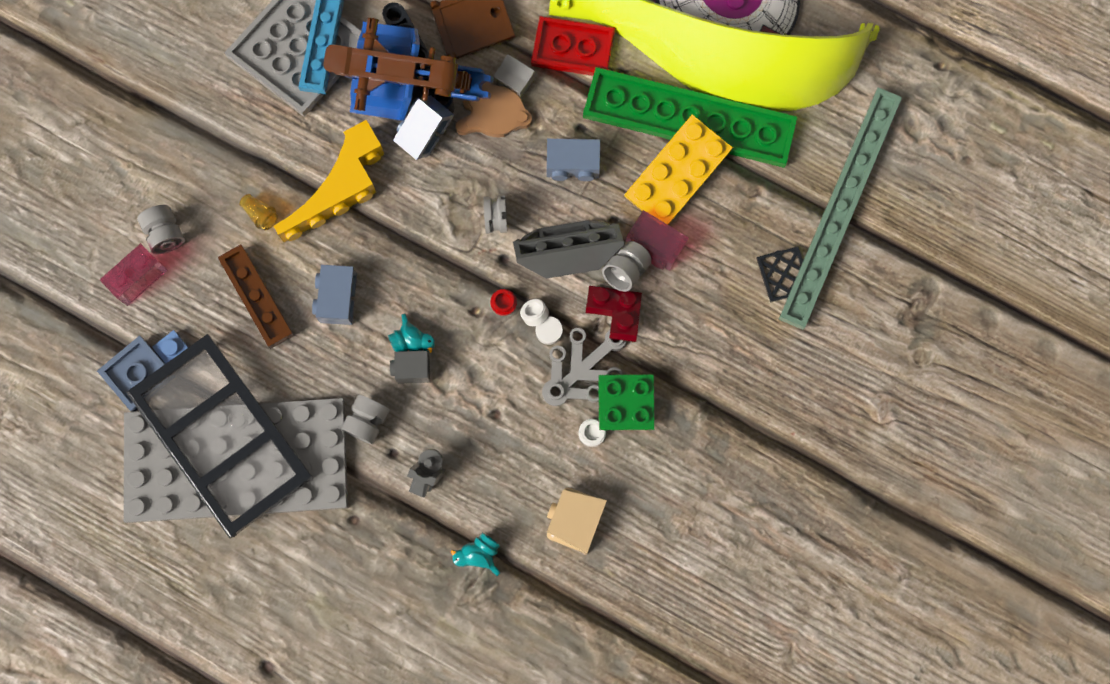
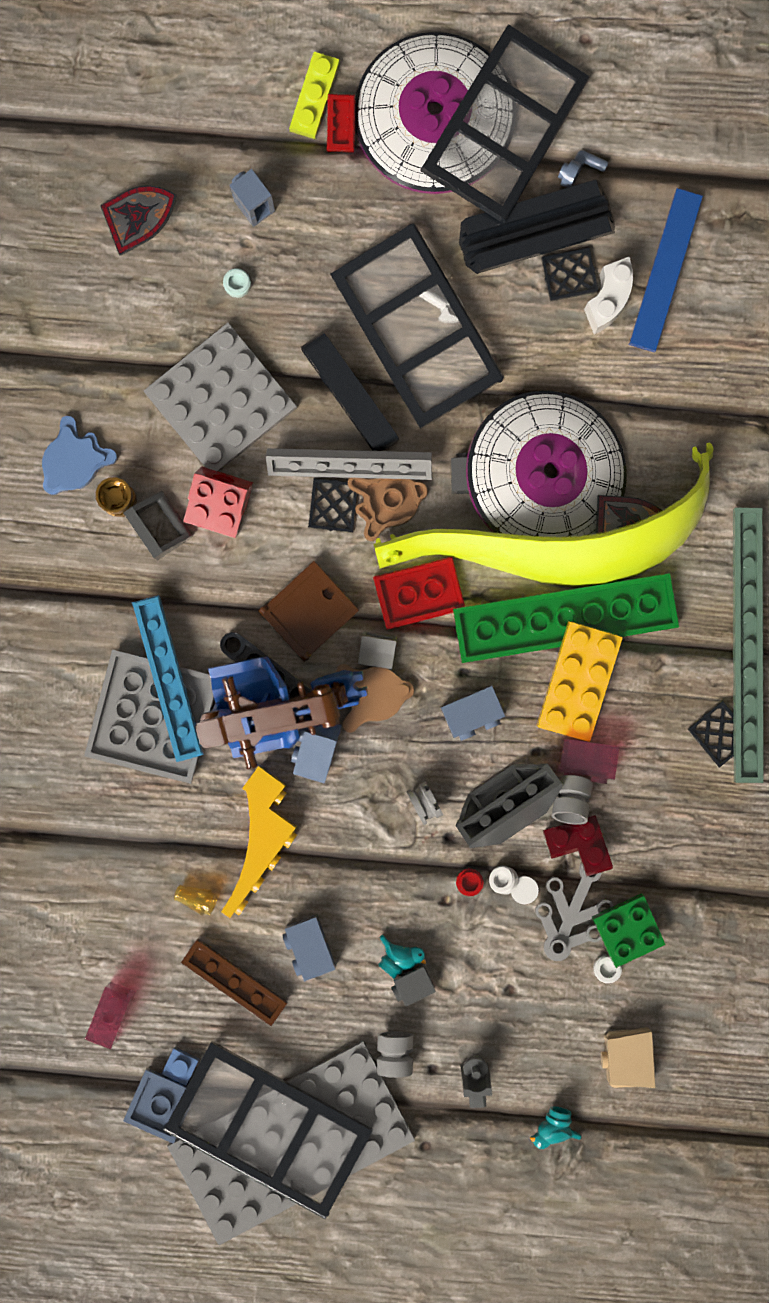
camera: 20 degrees left, 10 degrees up
(160, 226) = (113, 960): light grey wheel -> none

